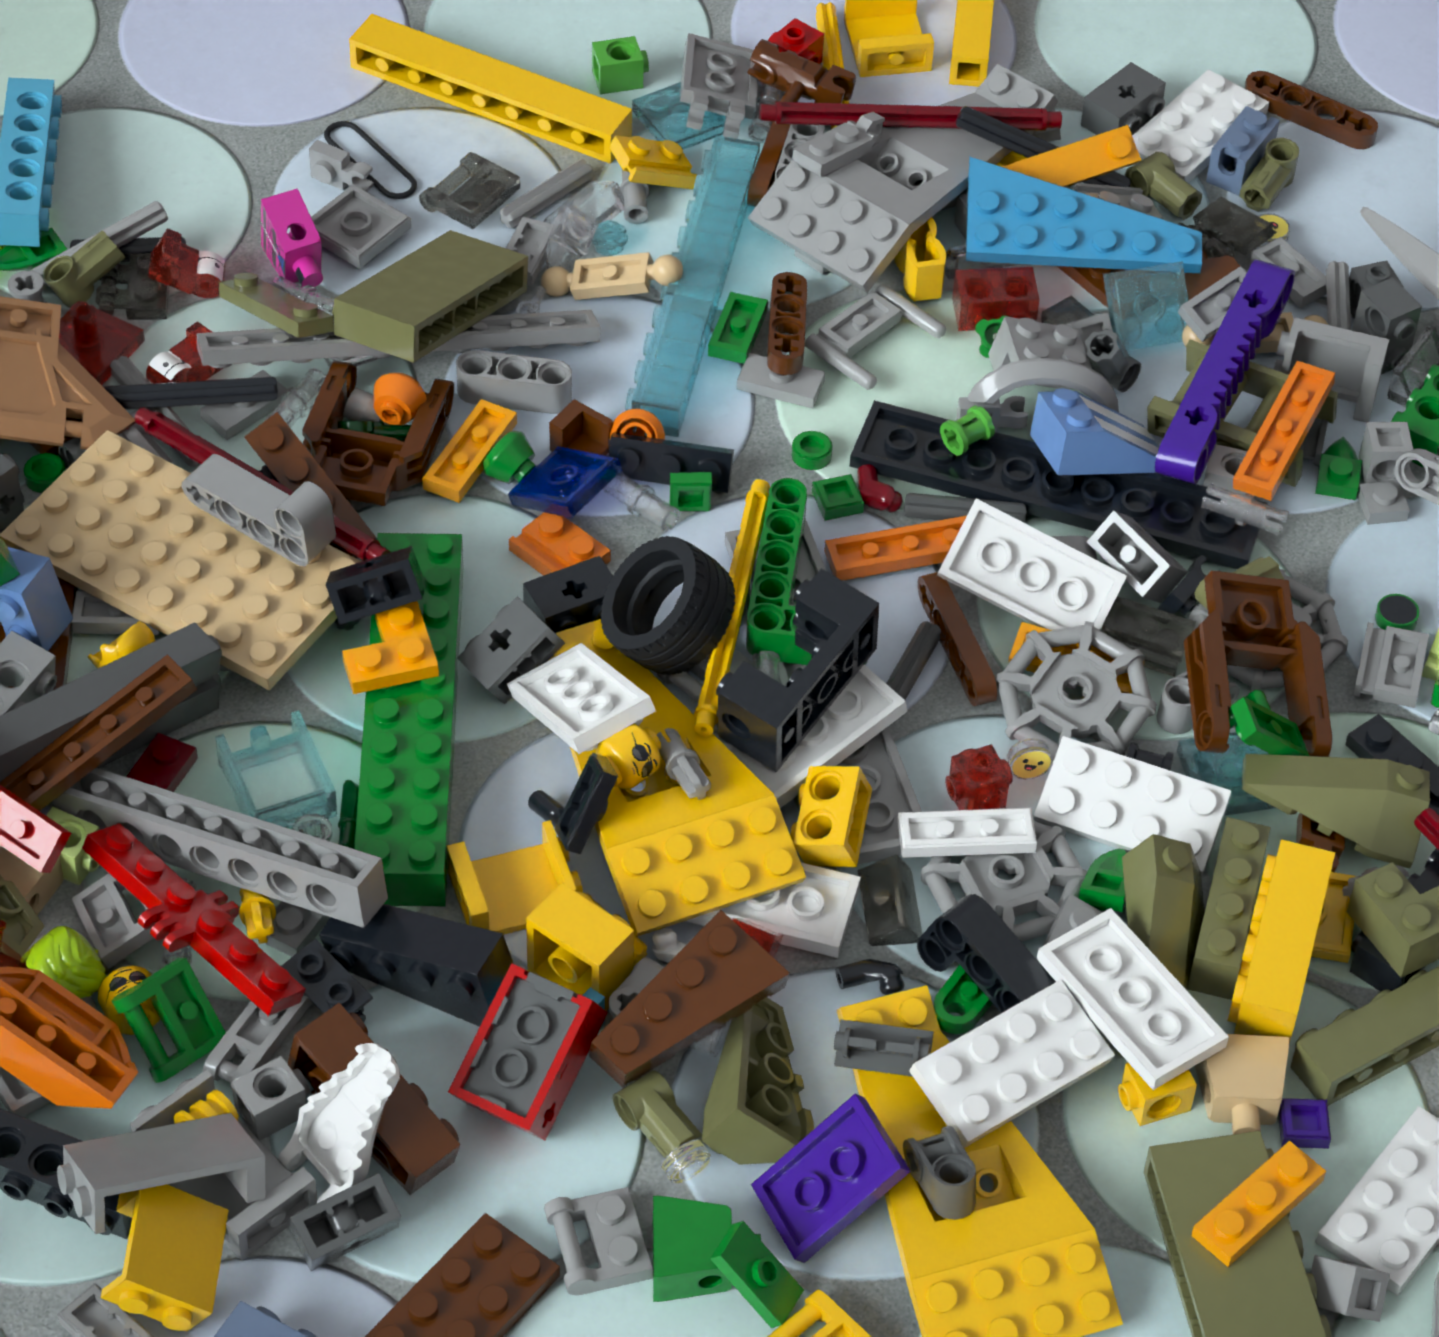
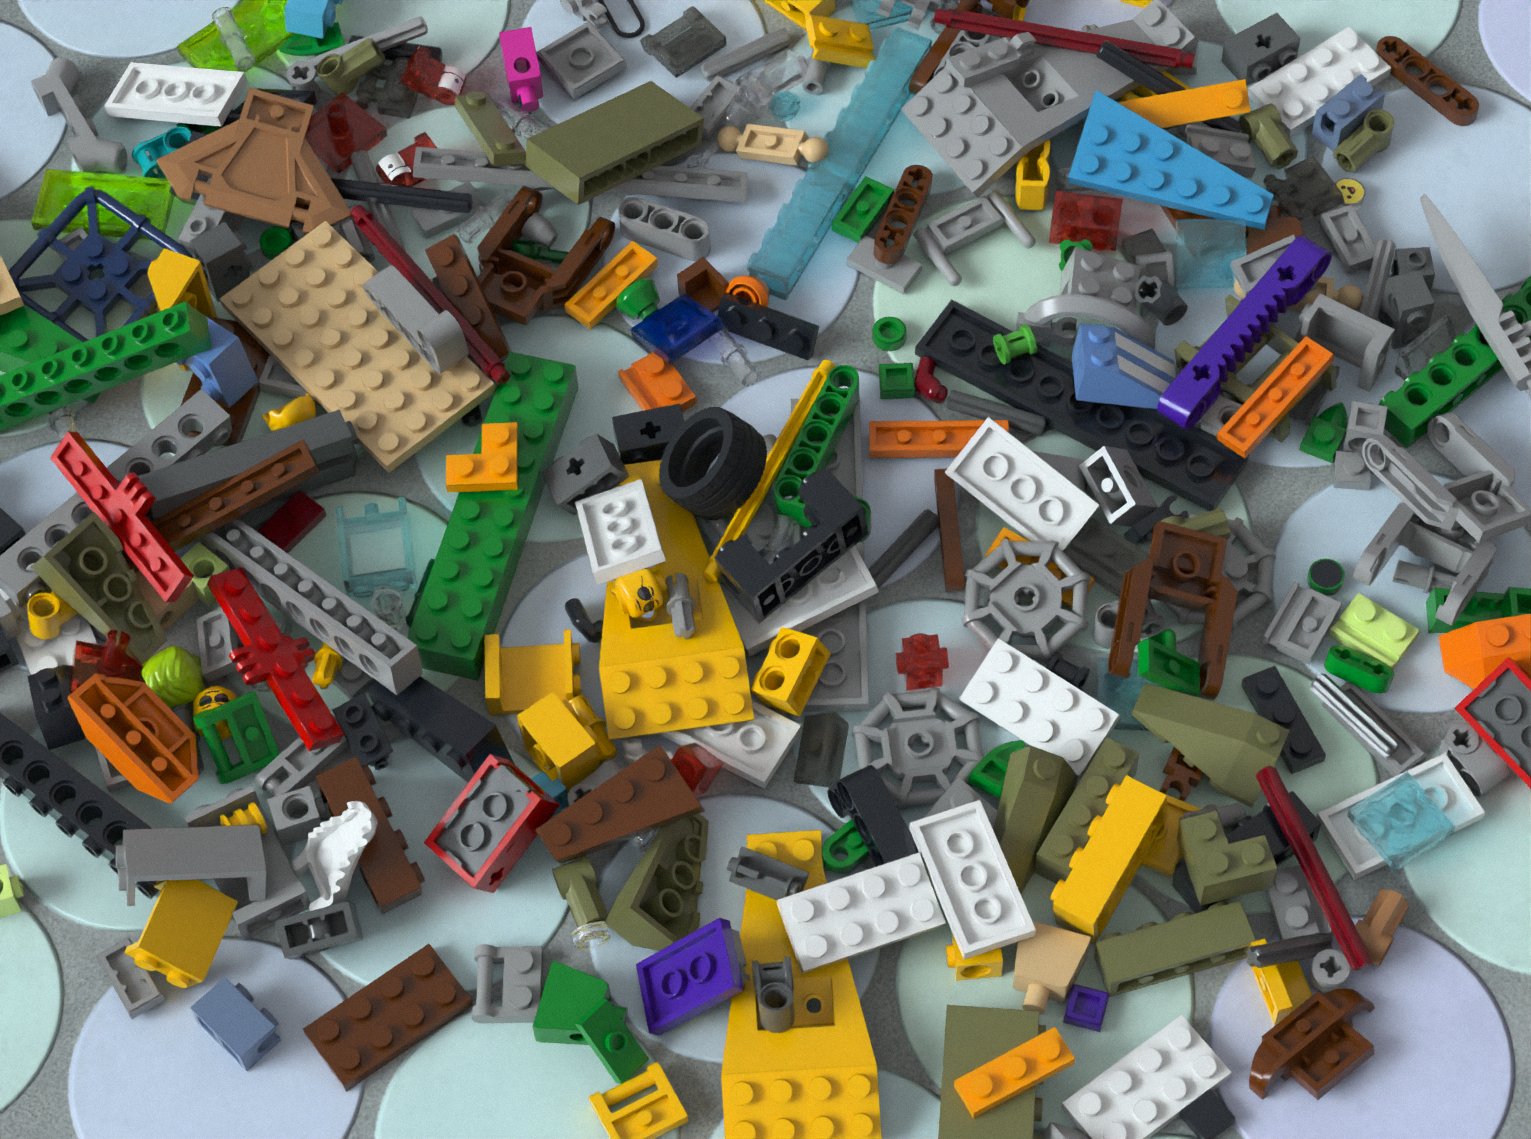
camera: 20 degrees right, 10 degrees up
(375, 585) = (485, 404): black brick -> none
(397, 398) = (561, 231): orange cone -> none
(586, 803) = (594, 626): black plate -> none
(691, 491) = (775, 356): green tile -> none
(871, 970) = (788, 806): black arm -> none
(966, 832) = (896, 705): white tile -> none
(1029, 758) = (971, 648): tile -> none
(1245, 509) = (1223, 460): clear pin -> none

